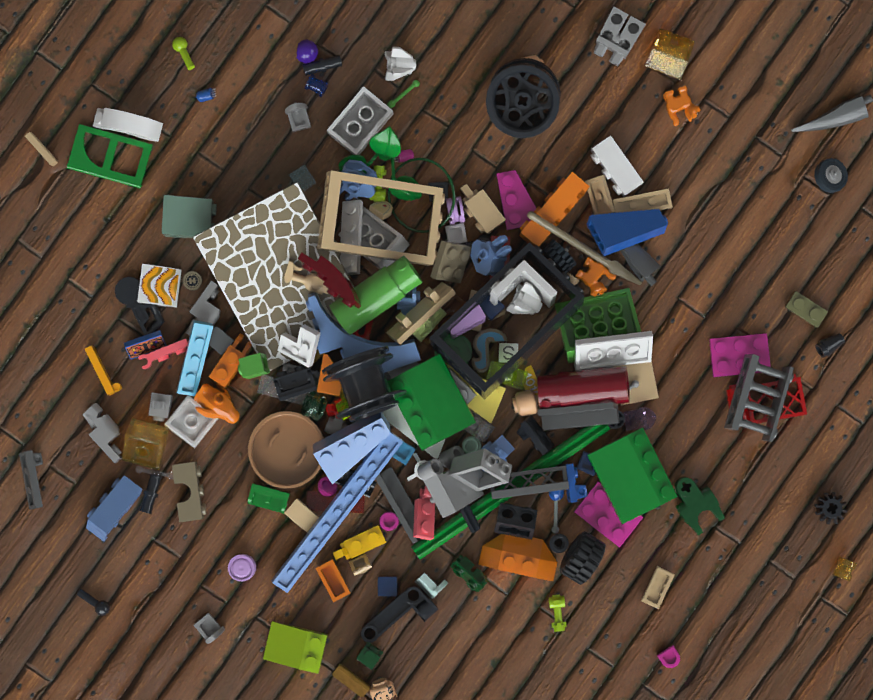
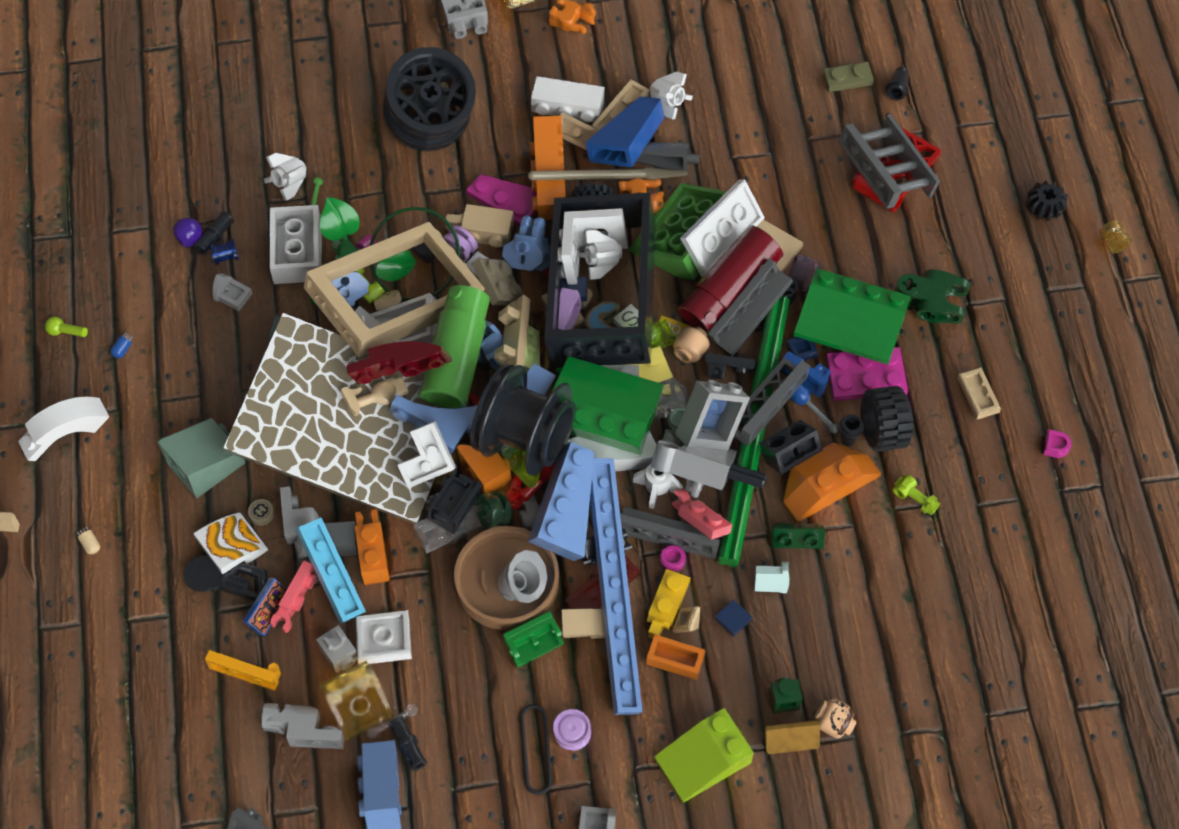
camera: 45 degrees left, 25 degrees down
(80, 161) = (45, 502): green window -> none
(85, 210) = (89, 541): none -> tan piece
(189, 474) = (429, 689): dark tan arch -> none
(216, 403) = (394, 596): orange animal -> none
(222, 562) = (525, 751): none -> black piece
(253, 366) = (397, 520): bright green brick -> none
(290, 464) = (523, 577): none -> light grey piece
(326, 488) = (580, 577): dark pink tile -> none
(396, 609) = (786, 603): black piece -> none
(404, 453) = (625, 486): dark azure tile -> none
(681, 221) = (670, 92): none -> white brick
(729, 353) = (826, 159): dark pink plate -> none

